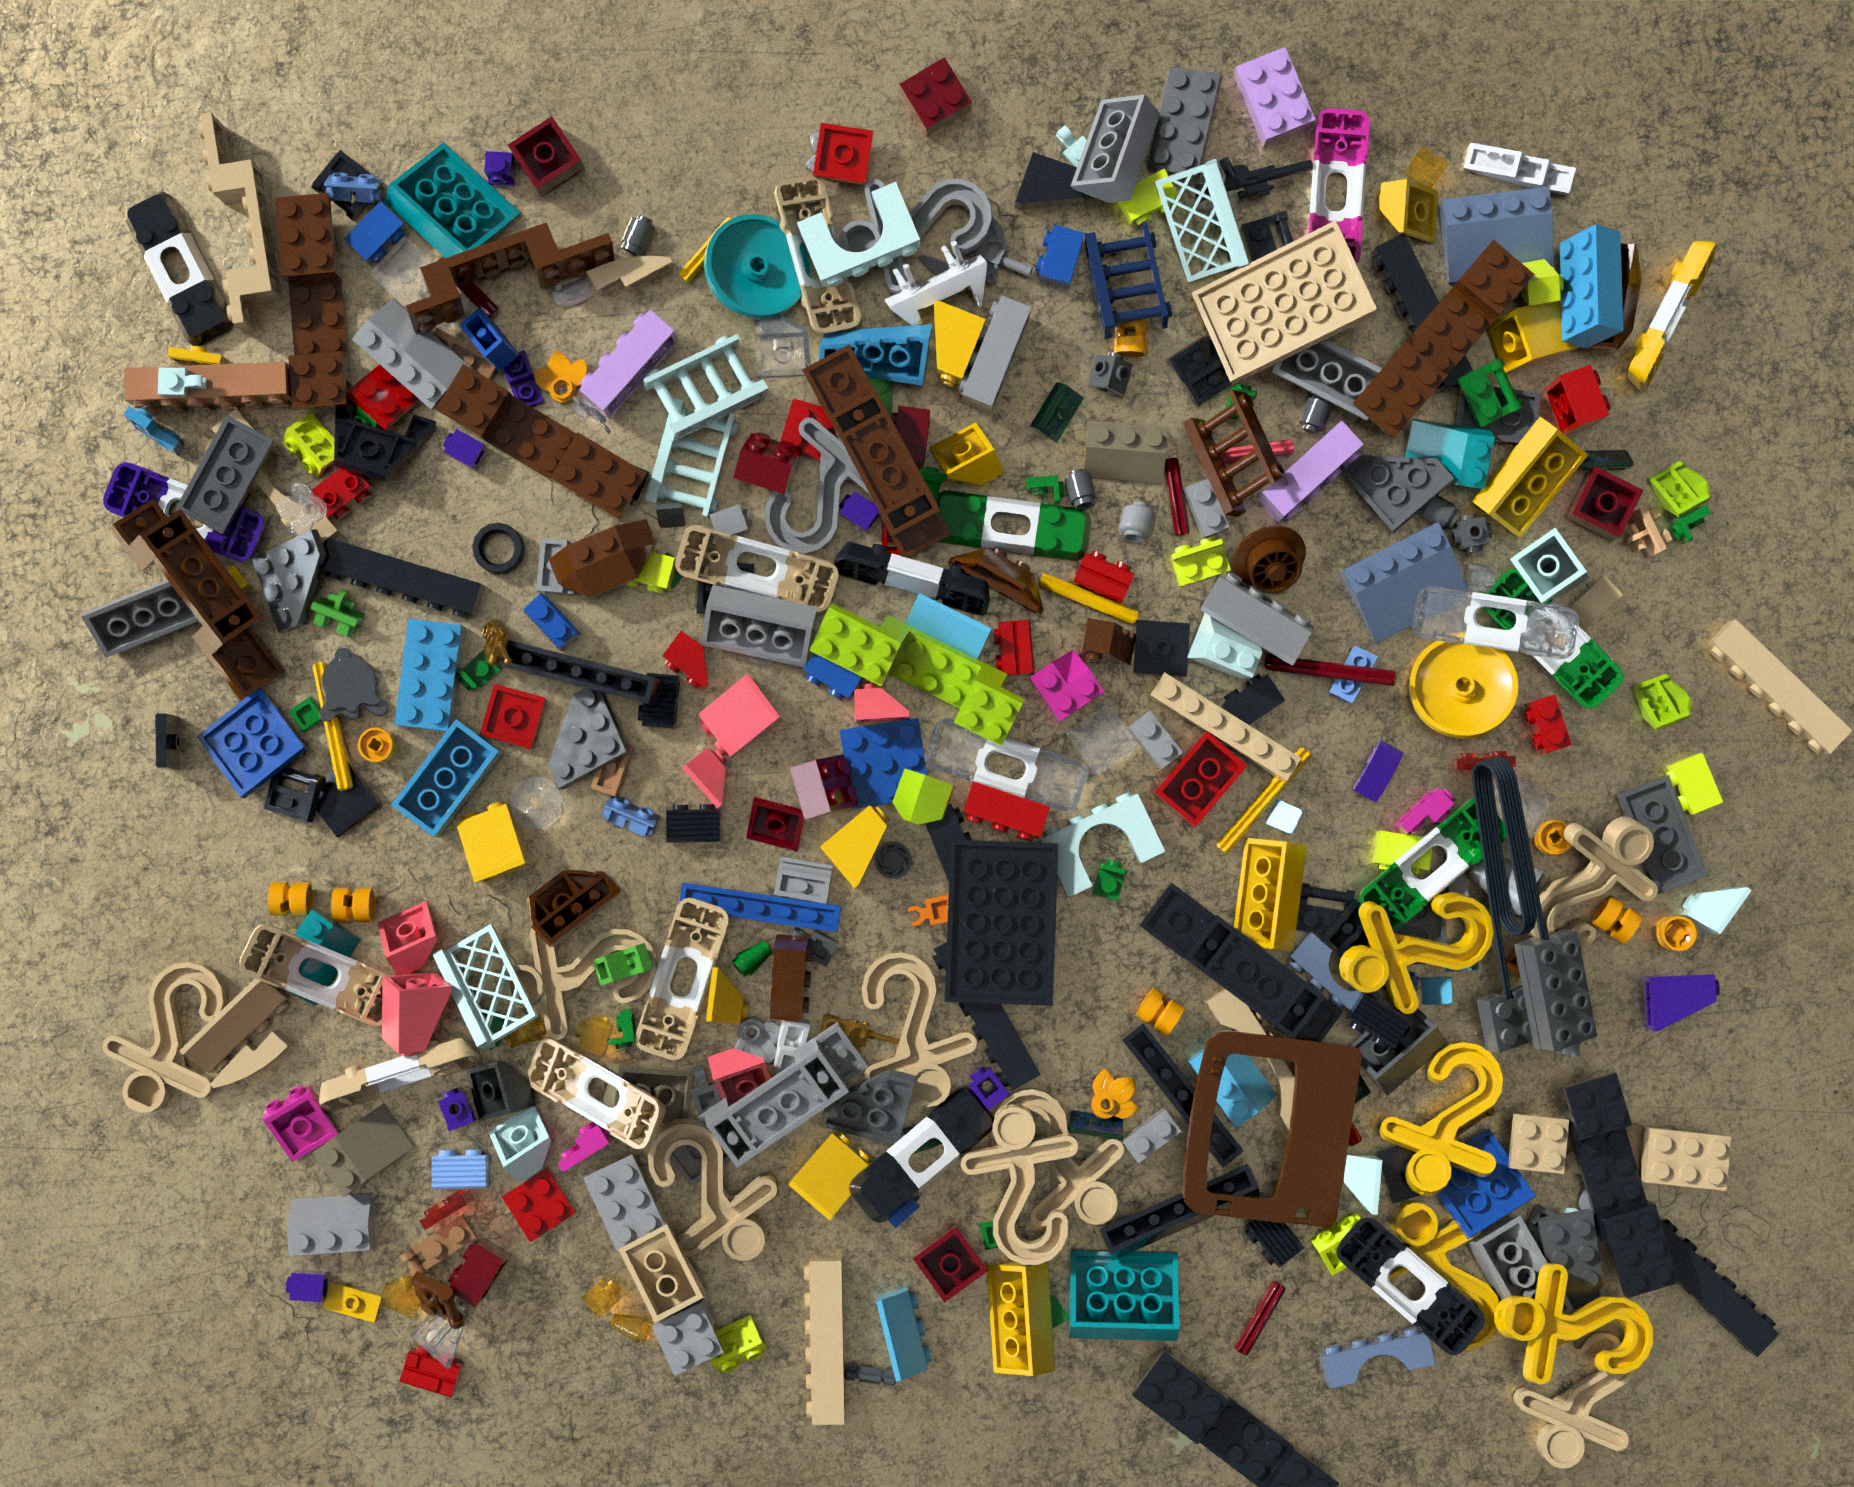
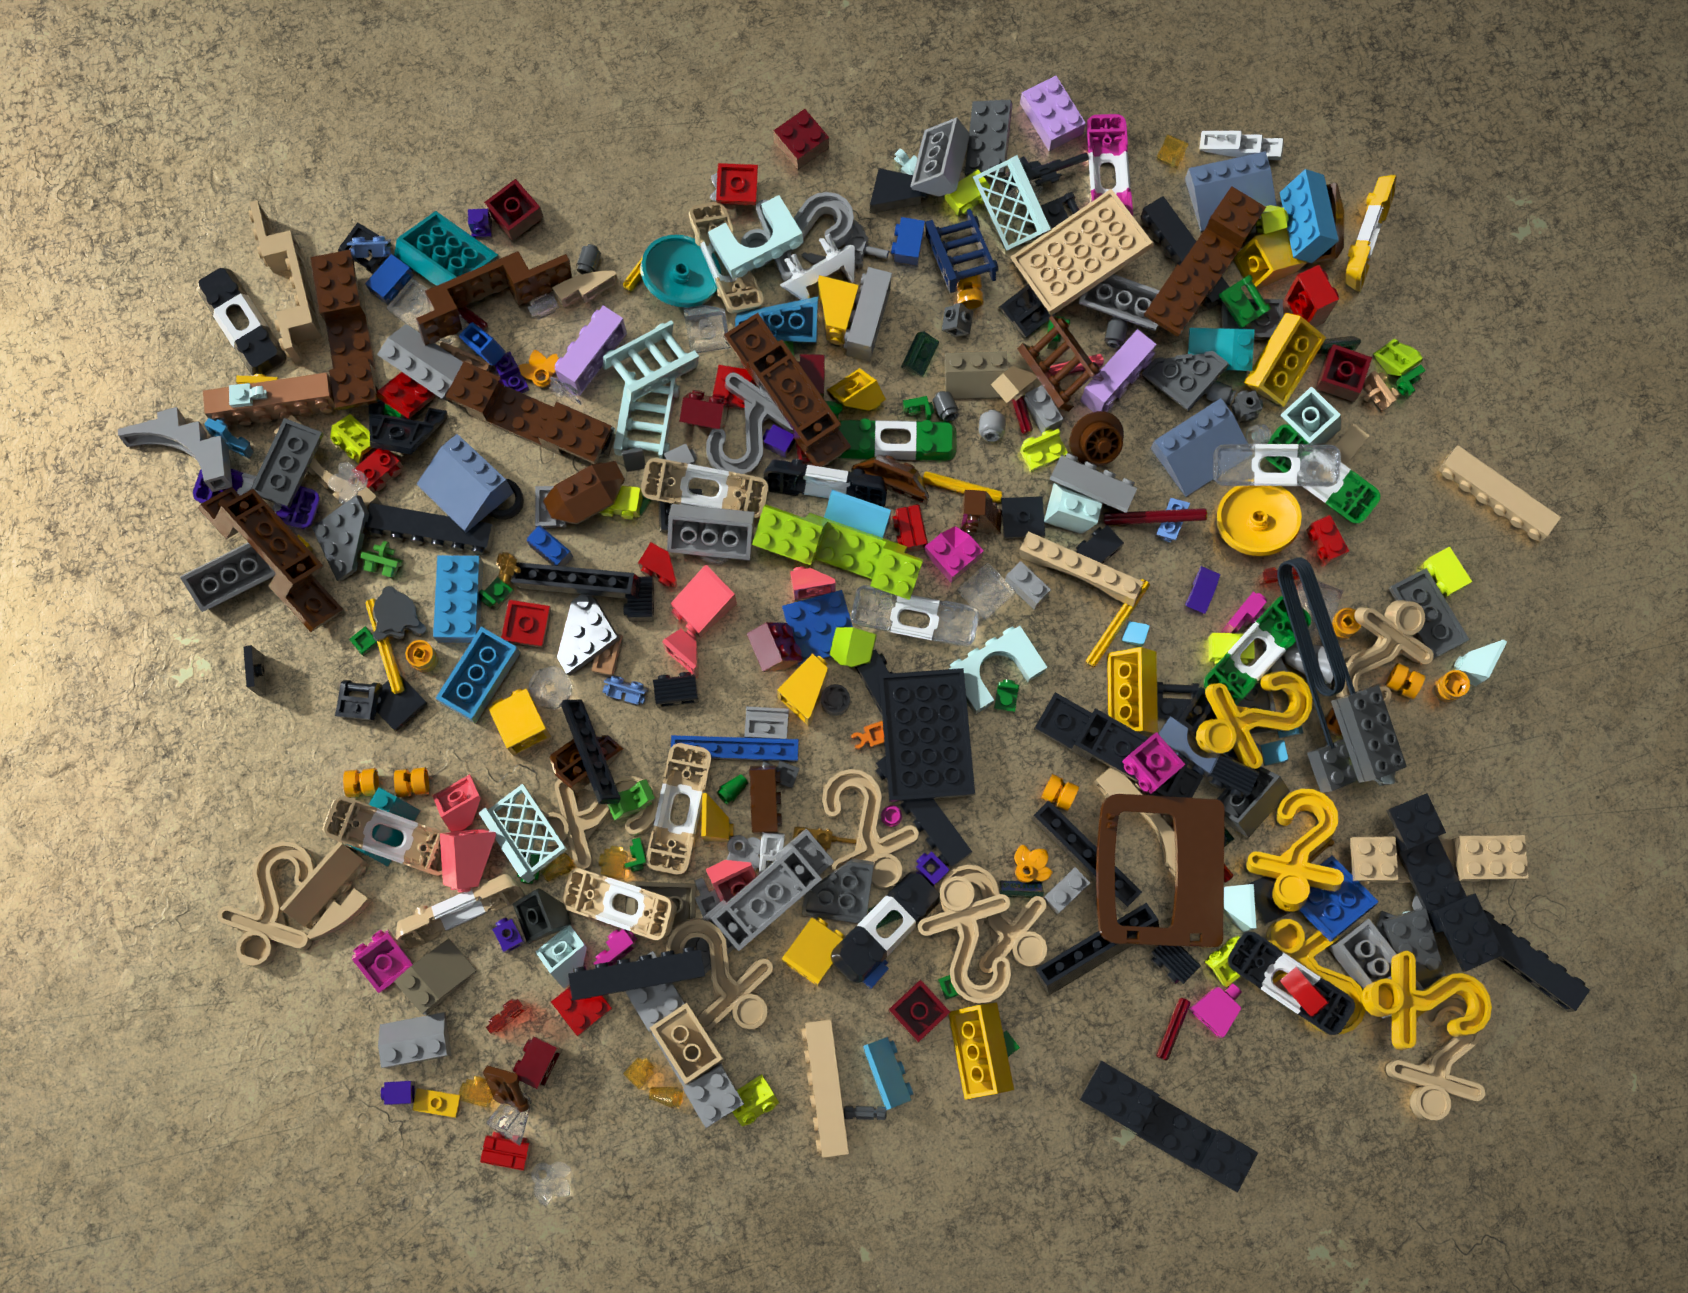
camera: 10 degrees left, 10 degrees down
(79, 409) = (172, 431): none -> light grey arch
(251, 743) = (321, 665): blue plate -> none
(439, 1245) = (503, 1047): medium nougat plate -> none
(448, 527) = (463, 483): none -> sand blue slope
(460, 1170) = (515, 984): light blue brick -> none
(464, 449) = (470, 428): dark purple brick -> none
(485, 1414) = (553, 1184): none -> clear plate
(578, 896) = (590, 752): none -> black tile
(608, 1185) = (637, 974): none -> black brick
(775, 824) = (740, 681): dark red slope -> none
(838, 679) = (772, 564): blue brick -> none
(946, 1015) = (891, 816): none -> dark pink plate
(1005, 811) = (918, 649): red brick -> none
(1104, 577) = (971, 468): red brick -> none
(1124, 1296) = (1062, 1024): teal slope -> none
(1170, 473) = (1014, 383): none -> tan slope
(1199, 779) = (1066, 610): red brick -> none
(1241, 1089) = (1133, 845): medium azure slope -> none
(1279, 996) = (1152, 763): none -> dark pink plate
(1318, 1301) = (1218, 1009): none -> dark pink torso
(1343, 1363) = (1246, 1058): sand blue arch -> none
(1410, 208) = (1164, 178): yellow slope -> none
(1424, 1300) = (1304, 992): none -> red slope
(1662, 701) = (1411, 514): lime slope -> none
(1677, 997) = (1461, 735): dark purple slope -> none

